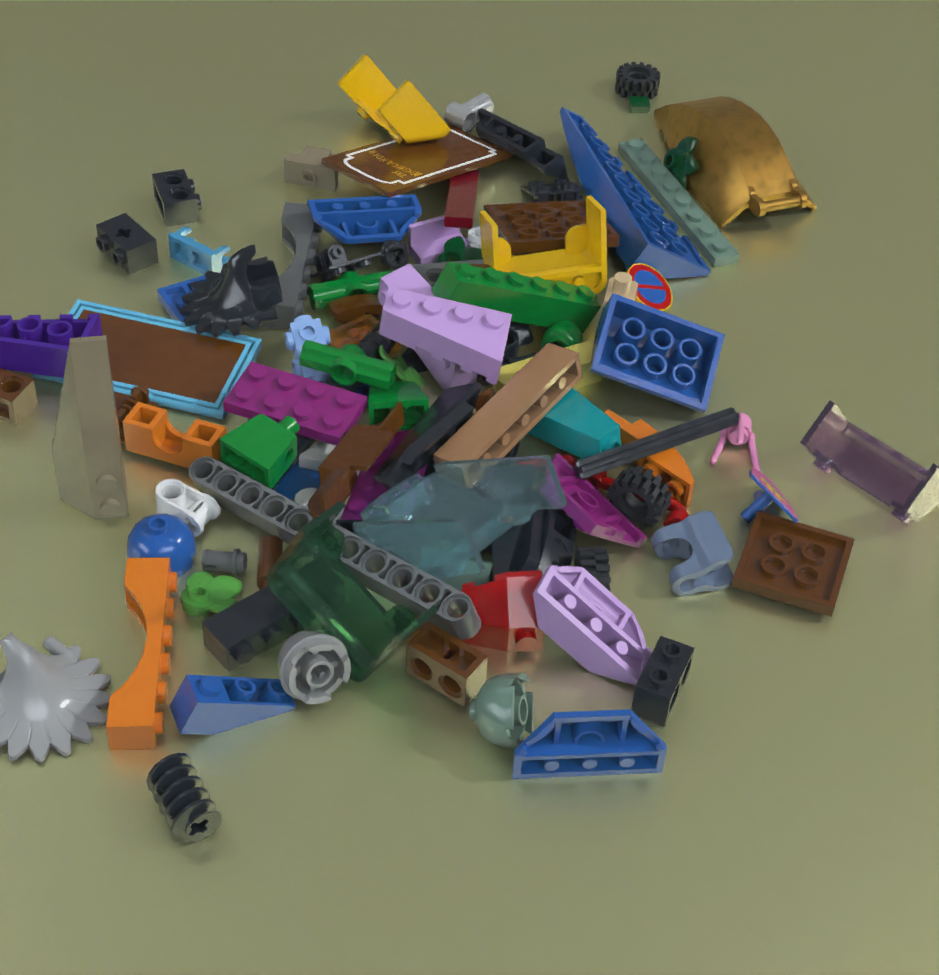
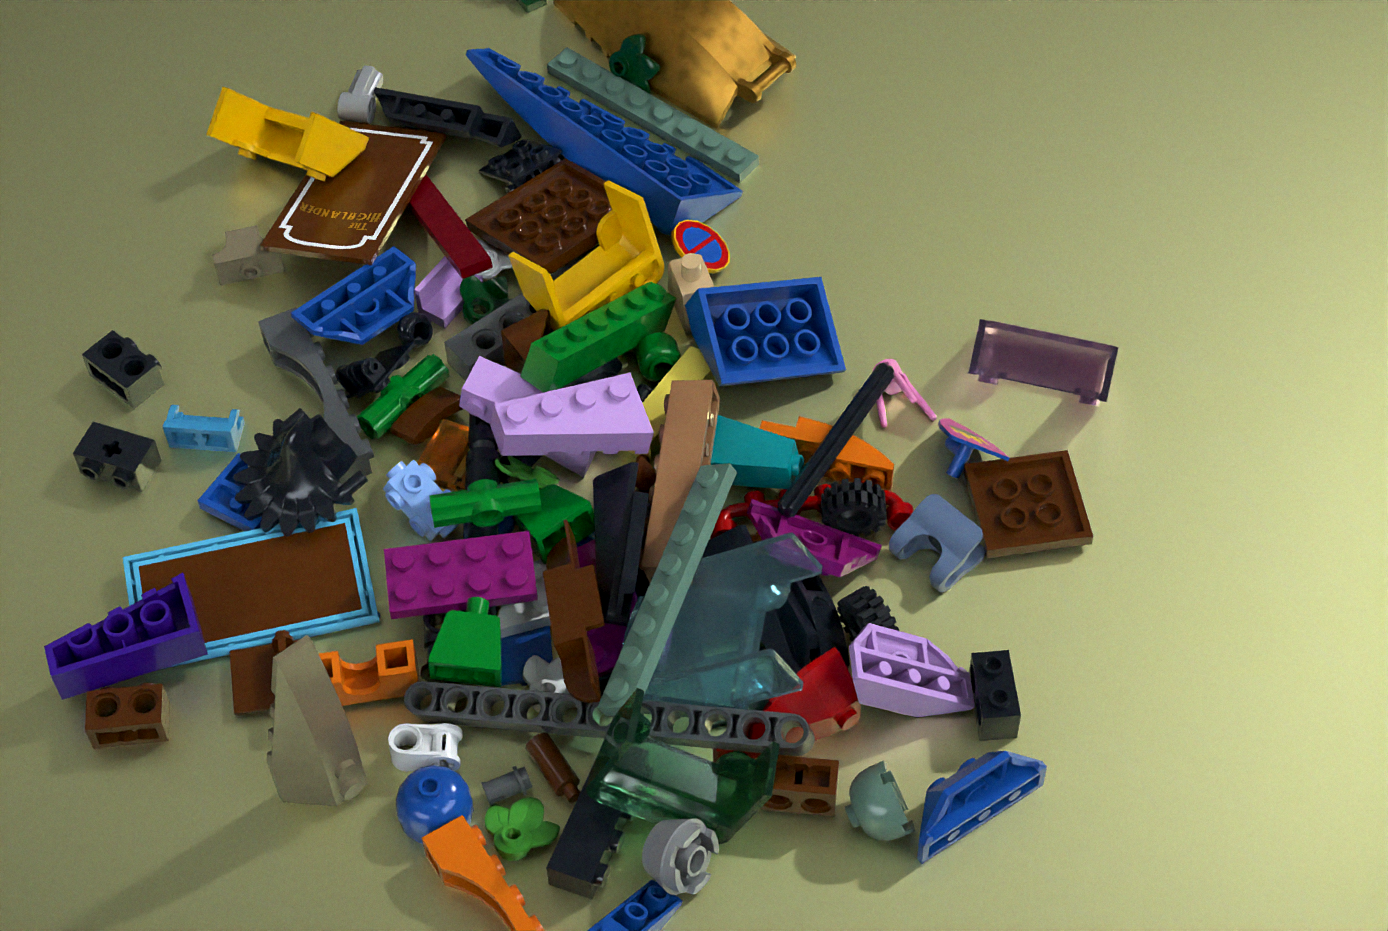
camera: 25 degrees left, 10 degrees up
(447, 460) = (668, 586): none -> sand green plate

